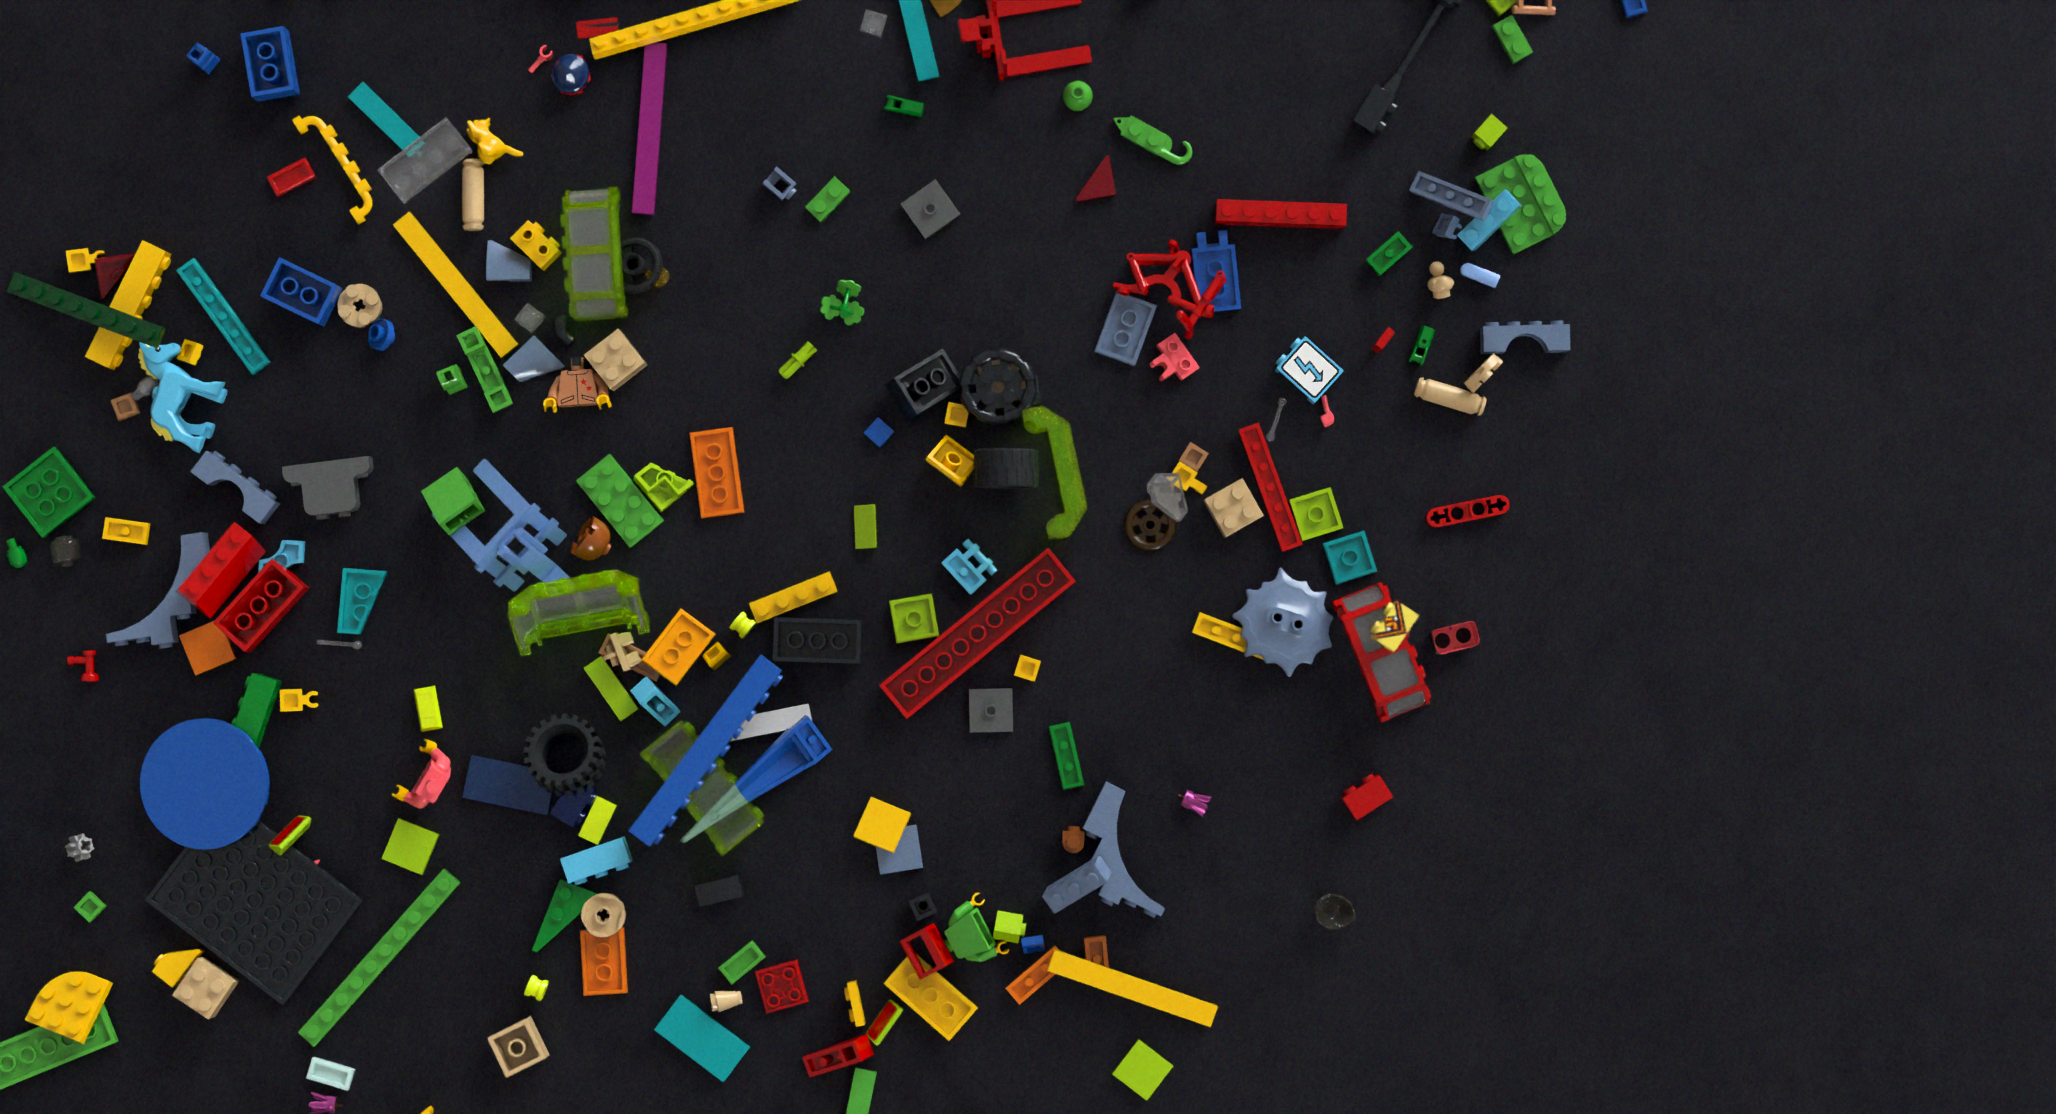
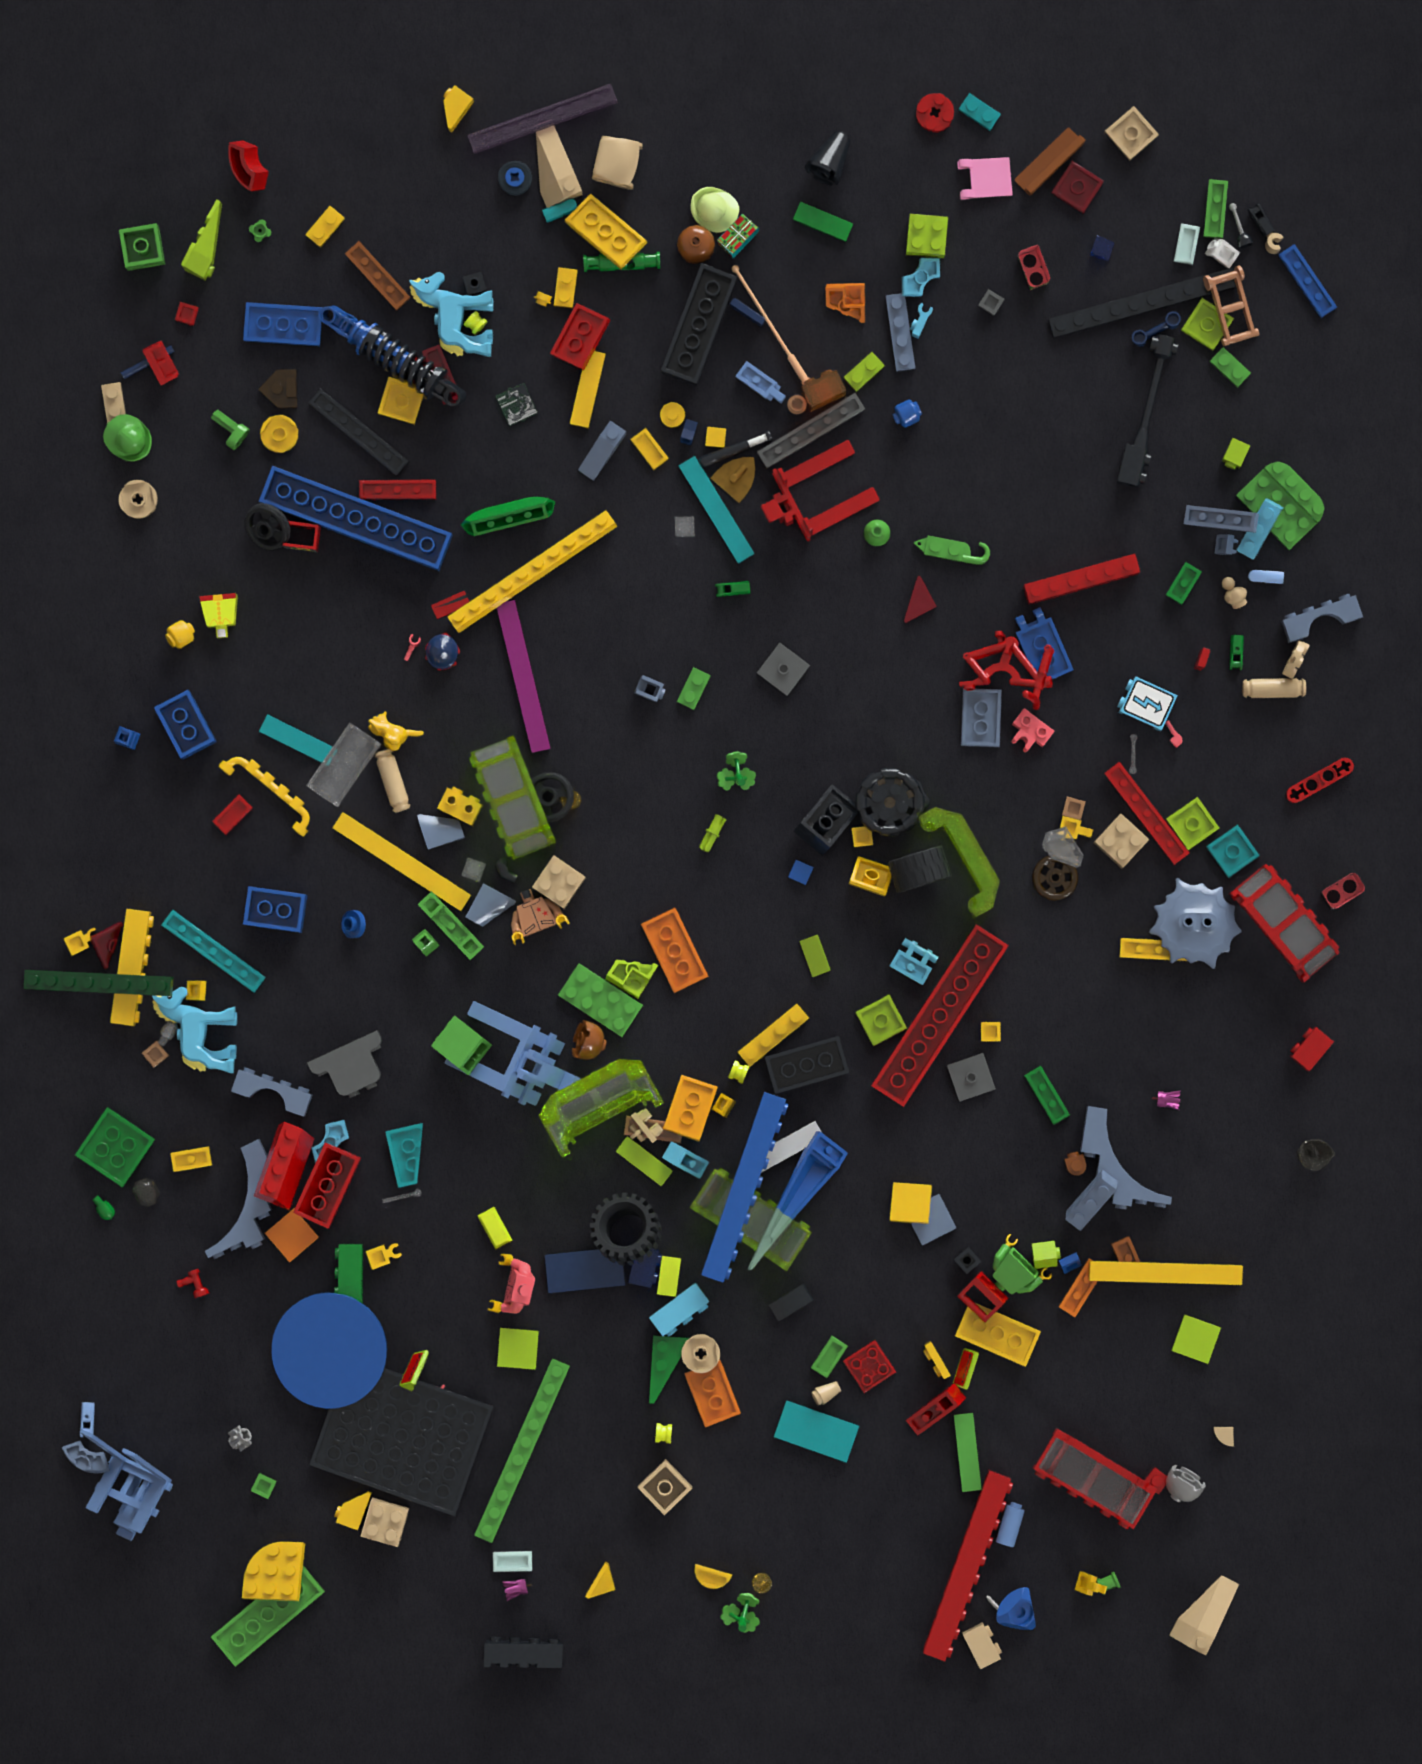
camera: 10 degrees left, 0 degrees up
(365, 316) = (334, 897): tan plate -> none
(1393, 626) = (1288, 897): brick -> none

